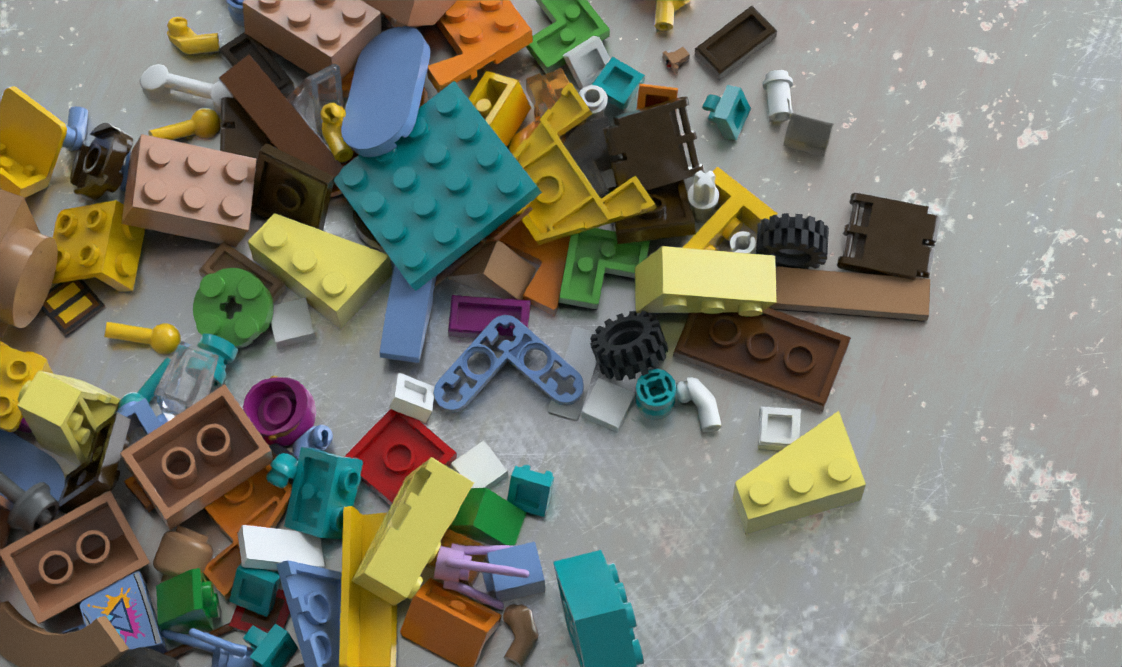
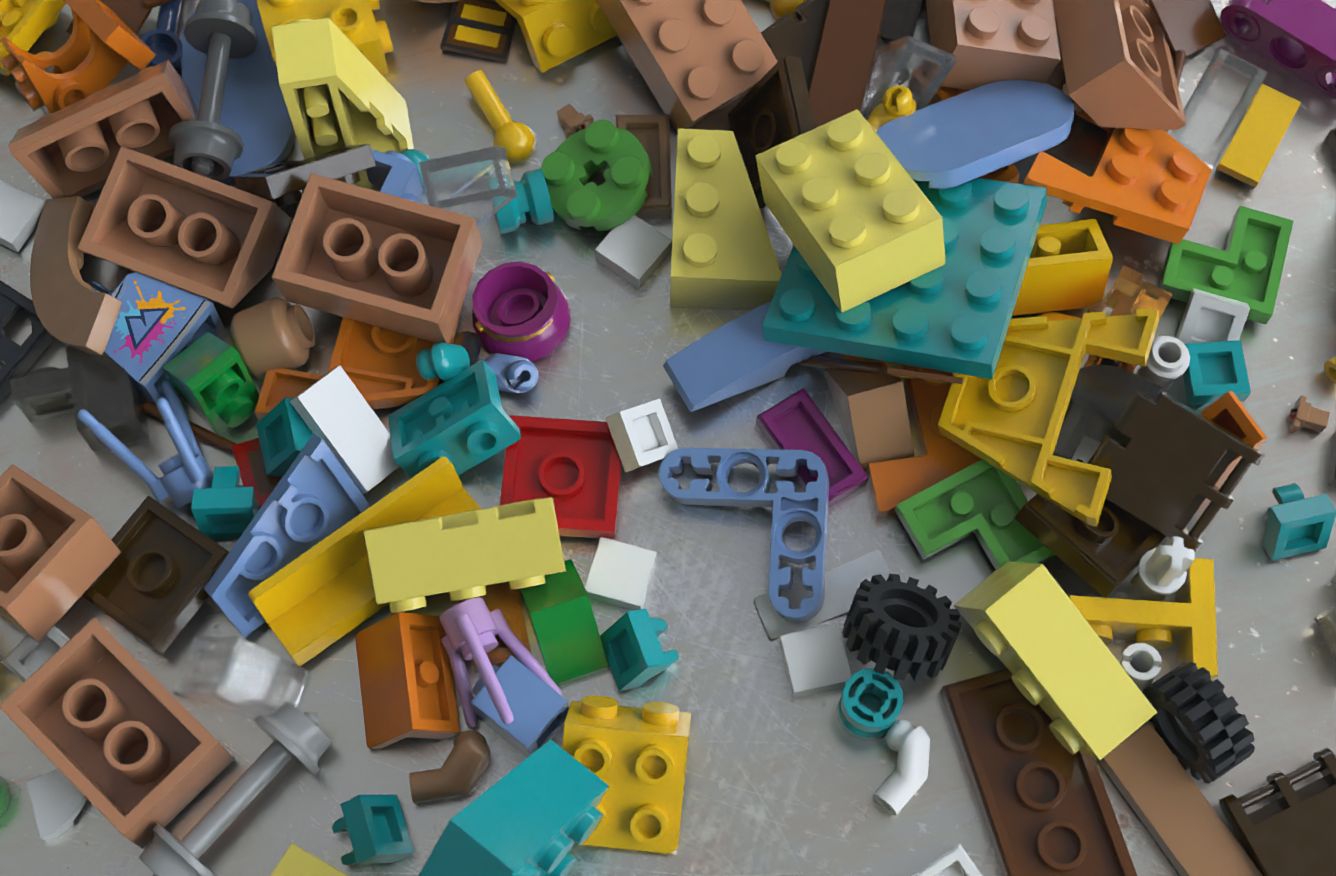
camera: 50 degrees right, 0 degrees up
(181, 296) = (573, 120): none -> medium nougat piece
(386, 187) = (851, 210): none -> light yellow brick
(591, 525) = (643, 763): none -> yellow bracket

